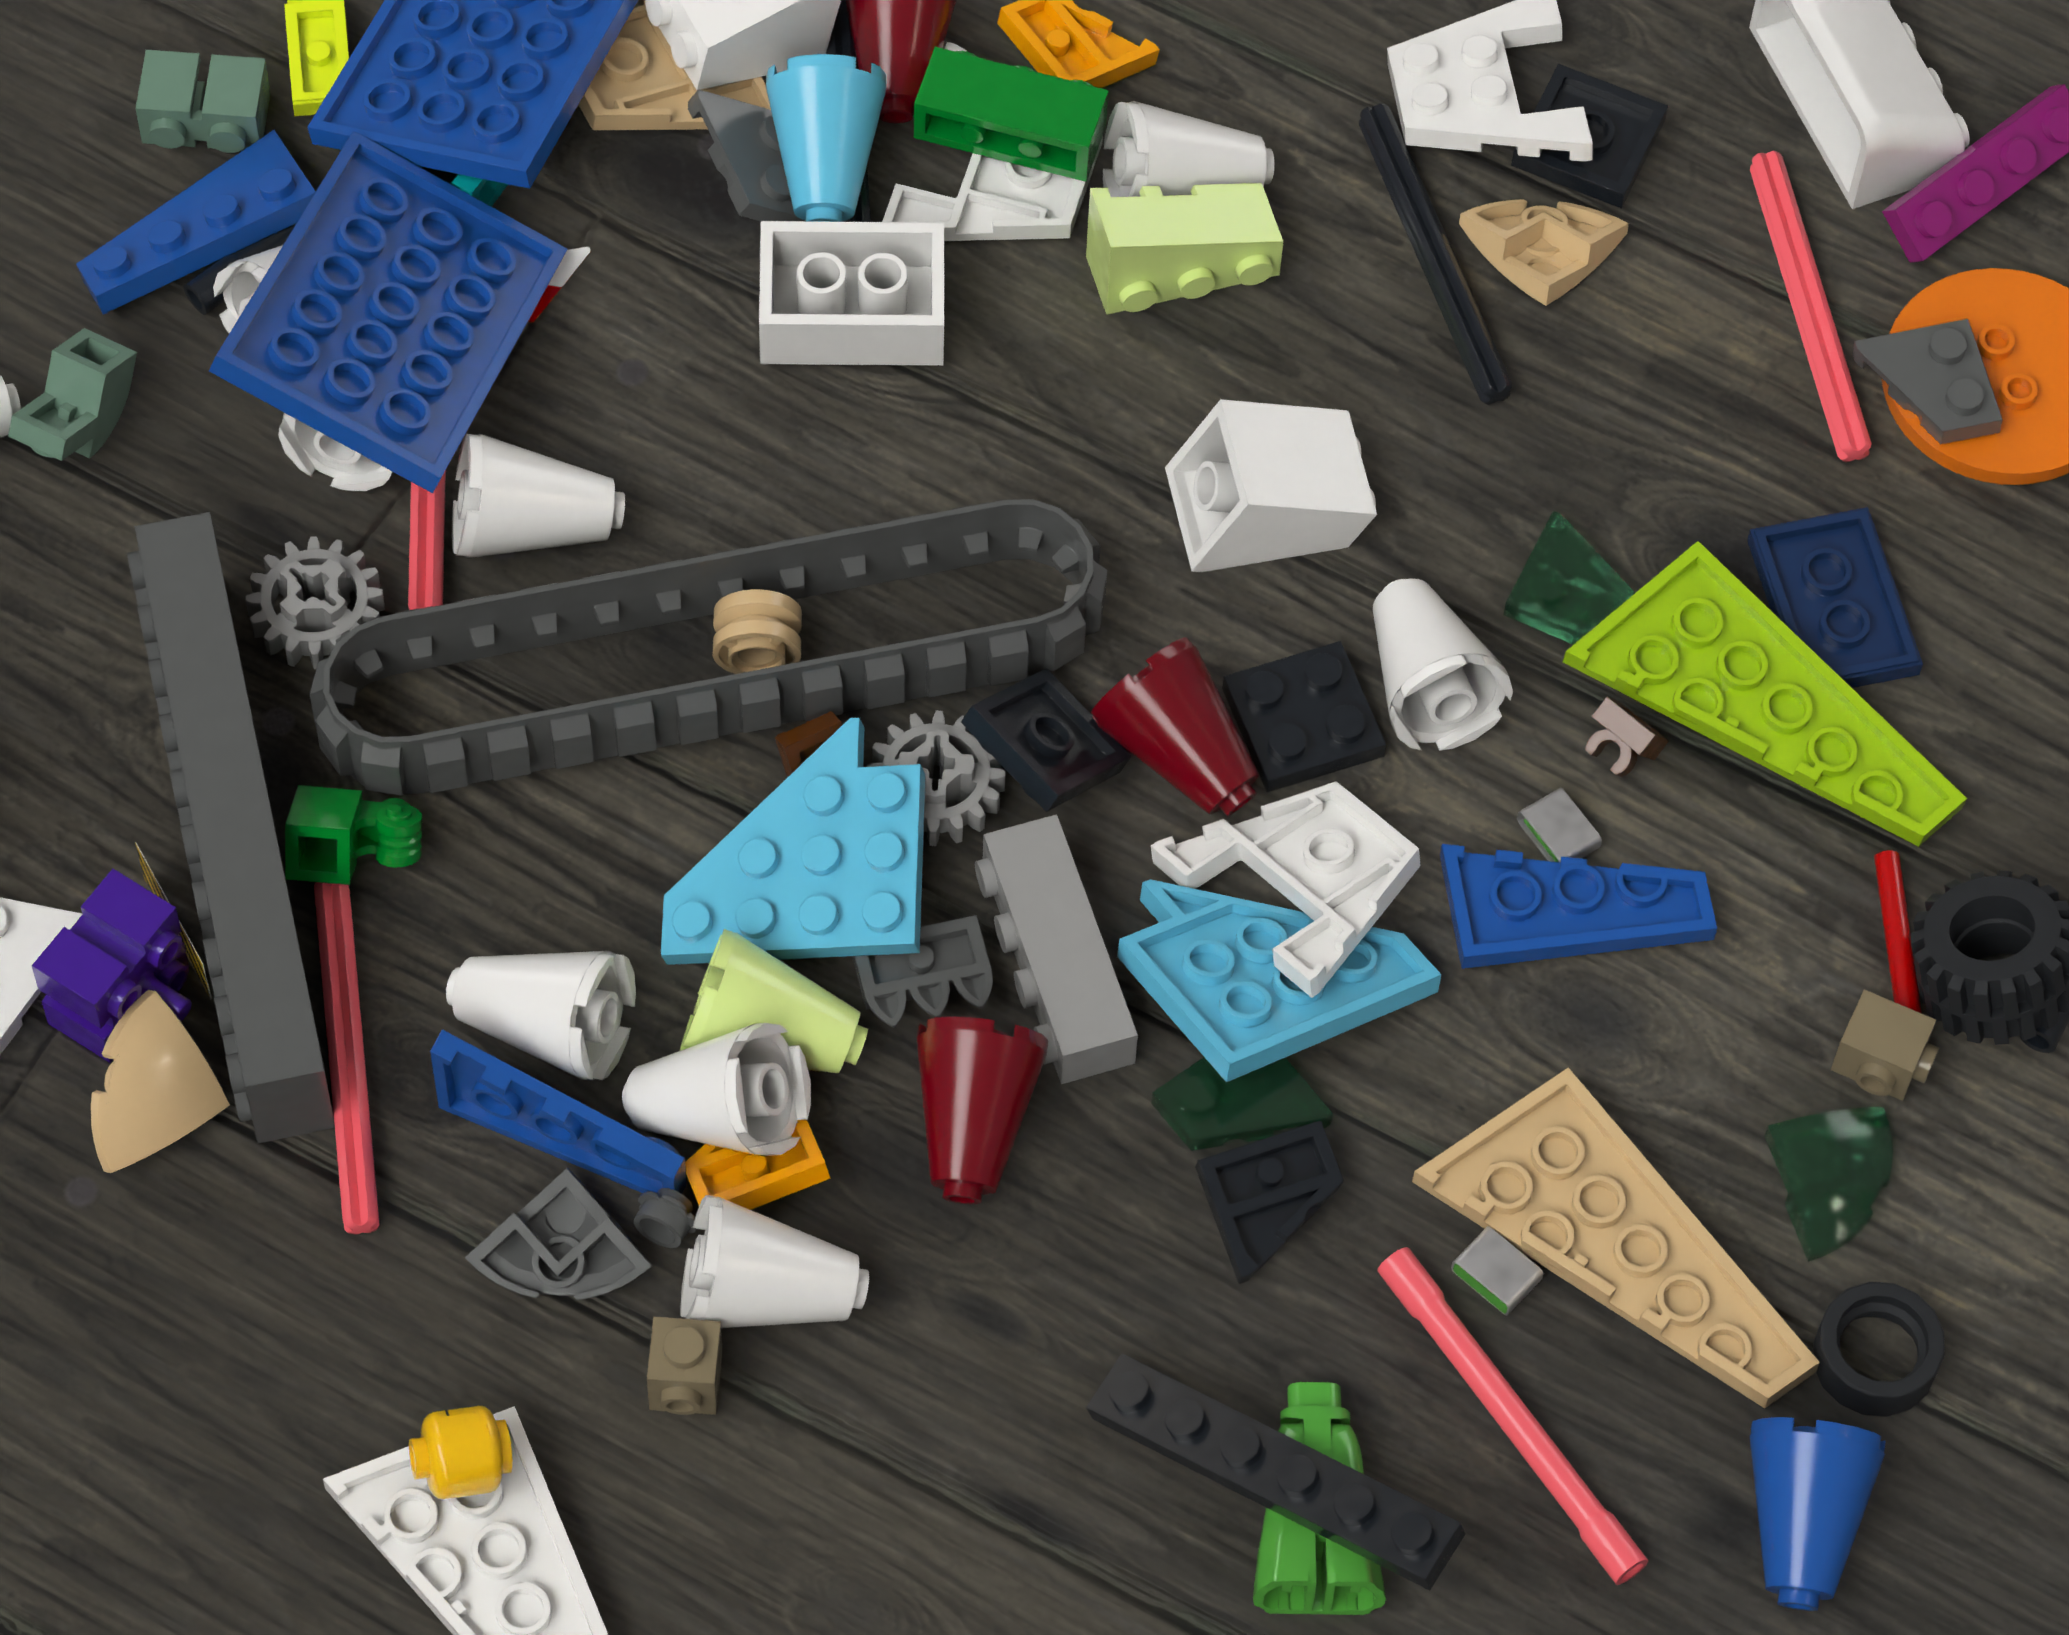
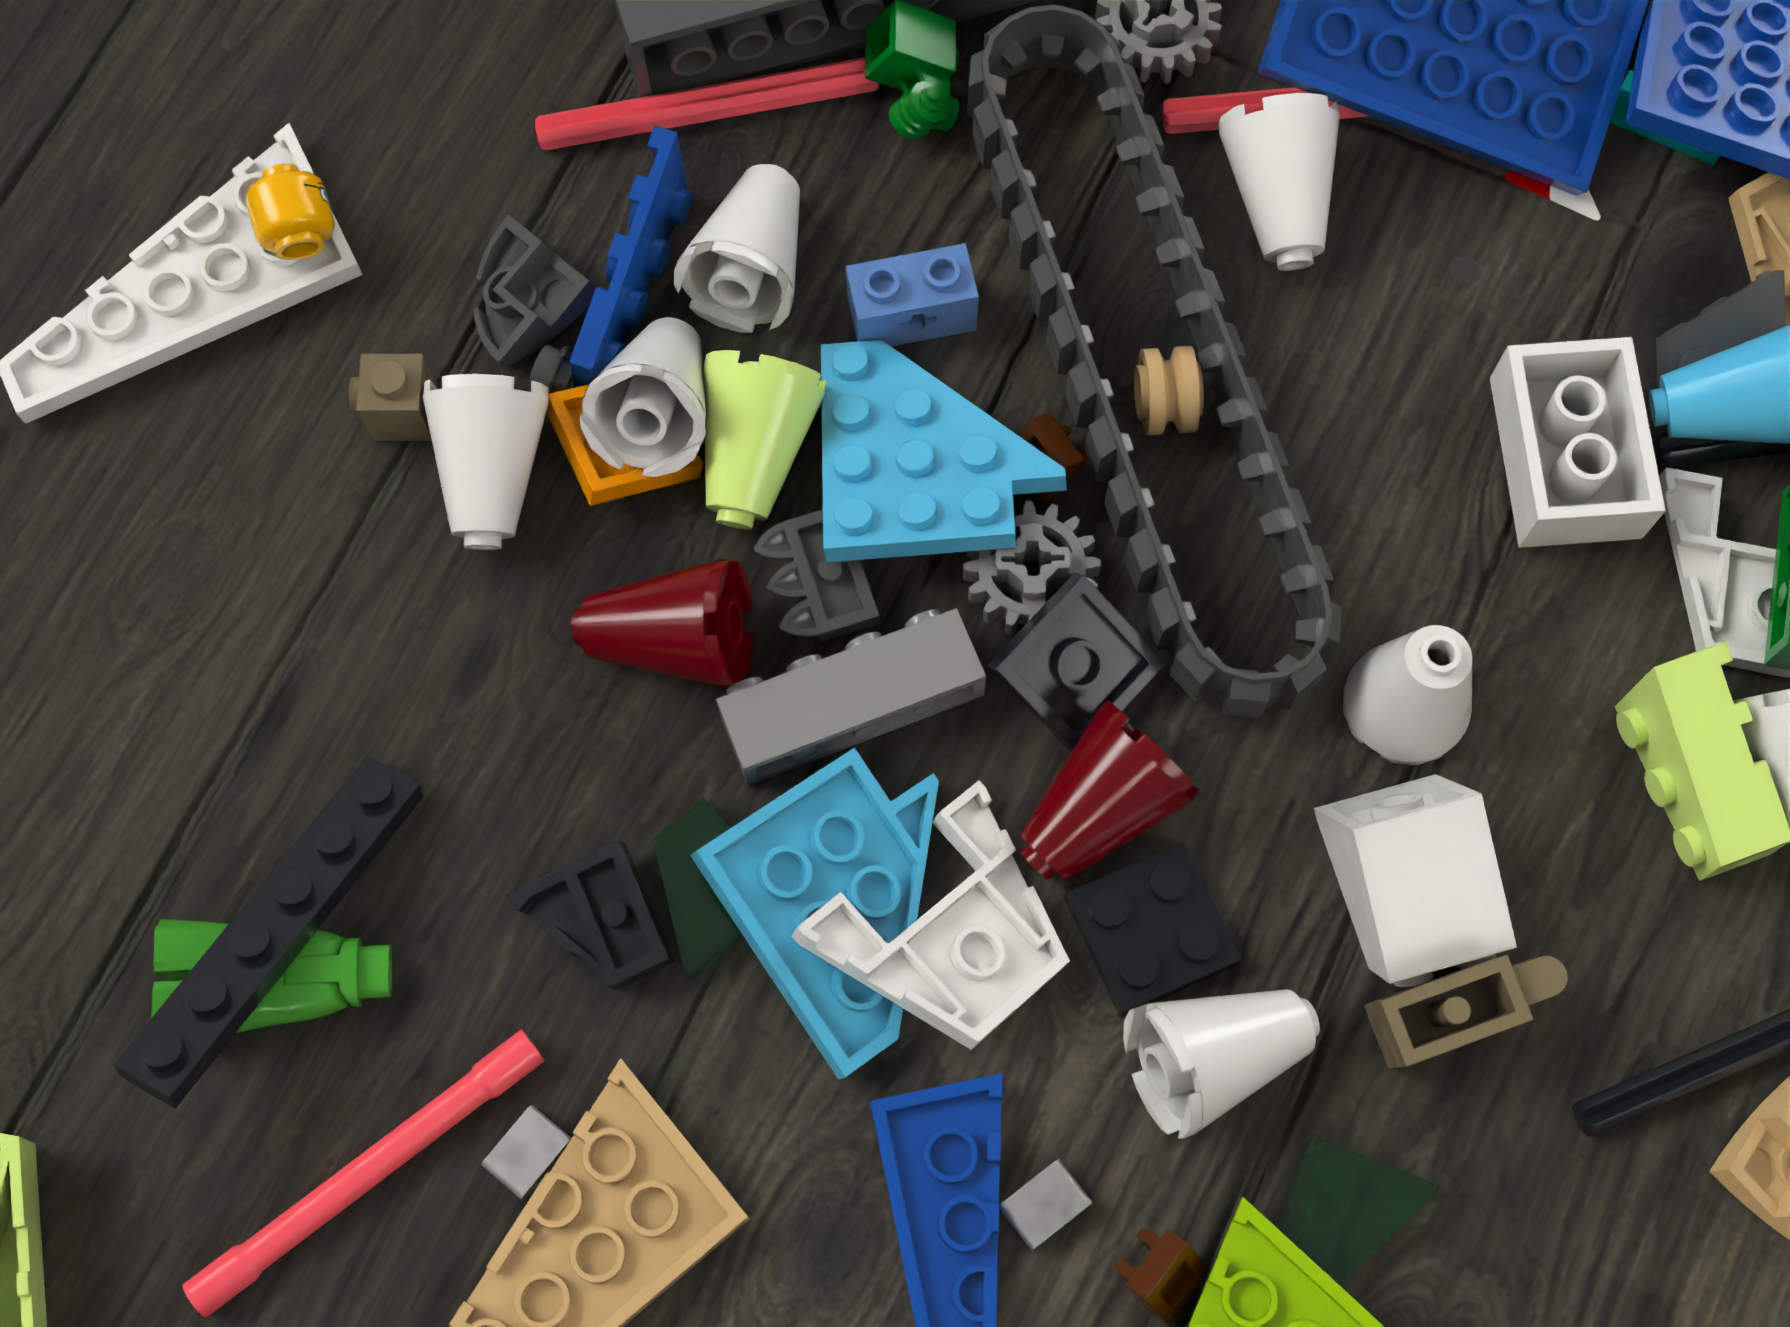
camera: 90 degrees right, 10 degrees up
(623, 859) = (913, 296): none -> medium blue brick
(1094, 460) = (1411, 695): none -> white cone
(1402, 465) = (1461, 1007): none -> dark tan brick

